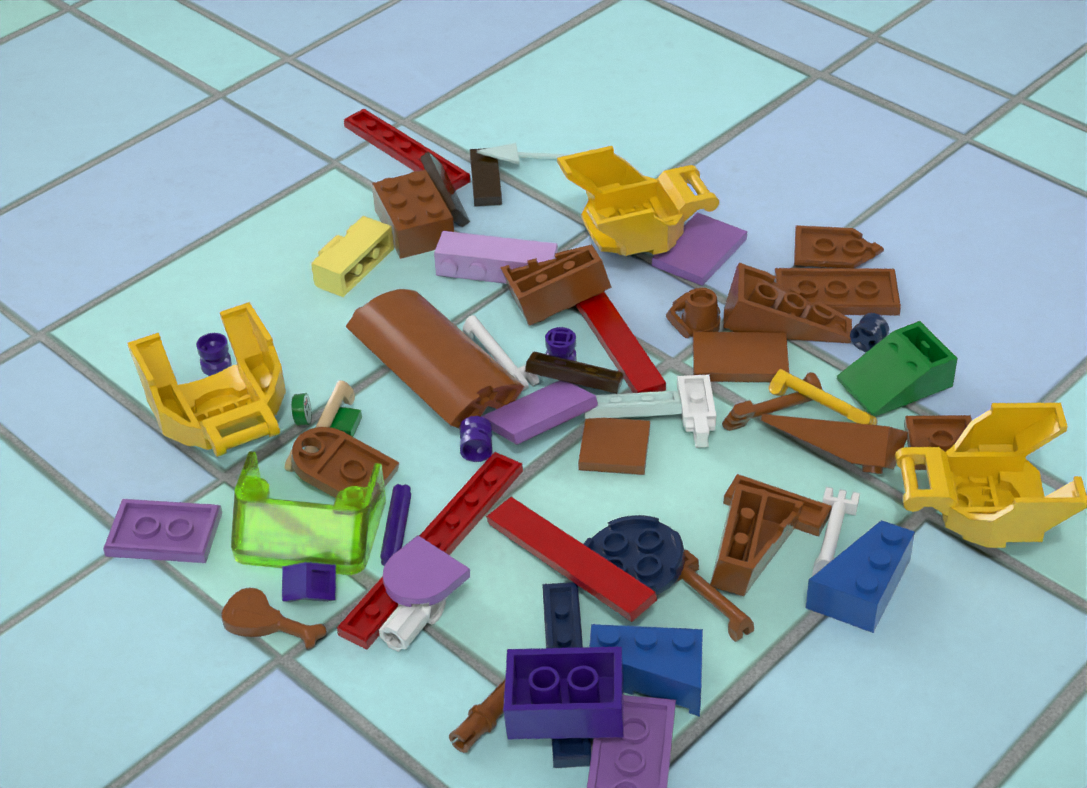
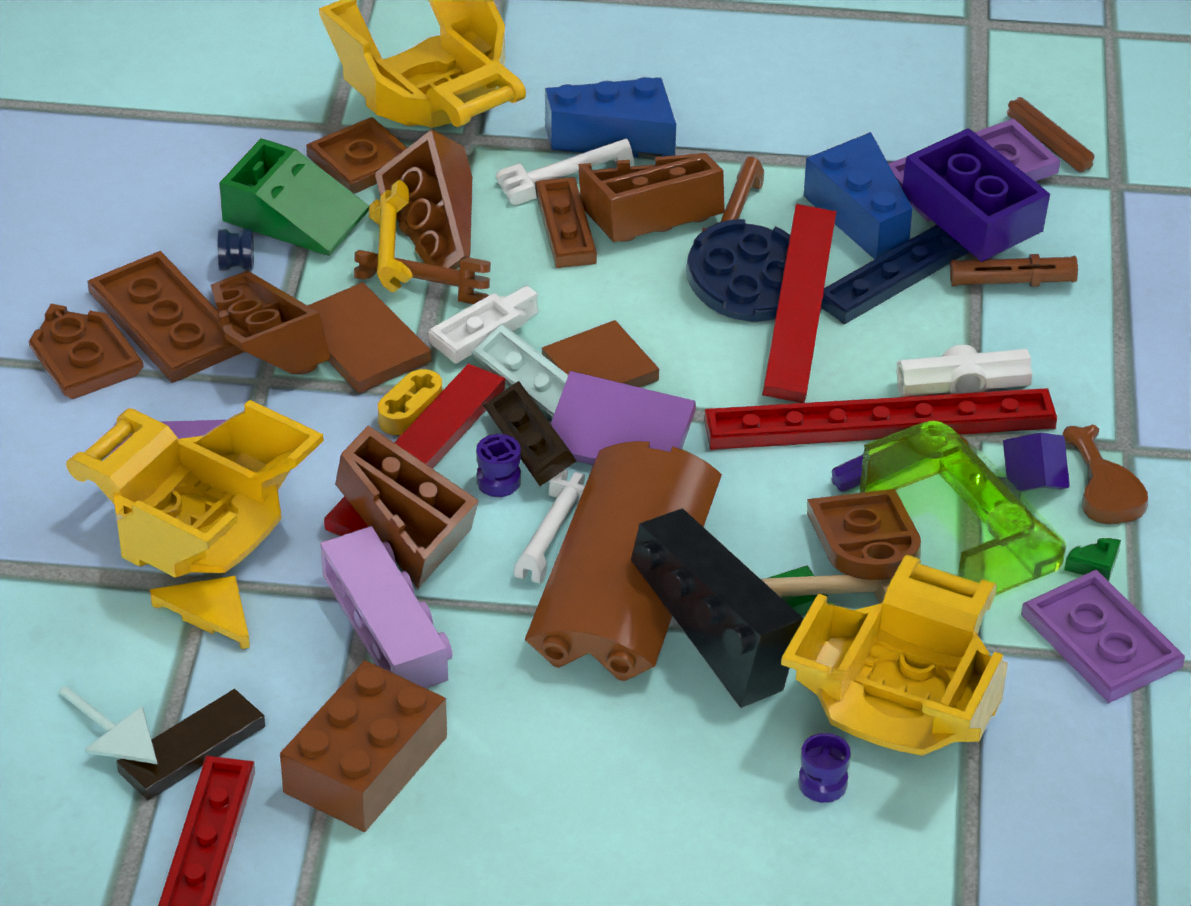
camera: 130 degrees left, 0 degrees up
(215, 568) = (1093, 557): none -> green tile
(343, 344) = (718, 604): none -> black wedge
(350, 258) = (508, 757): light yellow piece -> none
(422, 574) = (951, 359): medium lavender tile -> none
(445, 188) = (271, 748): dark brown tile -> none
(476, 439) = (718, 449): dark purple wheel -> none
(563, 216) = (207, 605): none -> yellow tile
(669, 360) = (404, 398): none -> yellow beam
(699, 314) = (322, 387): dark orange piece -> none

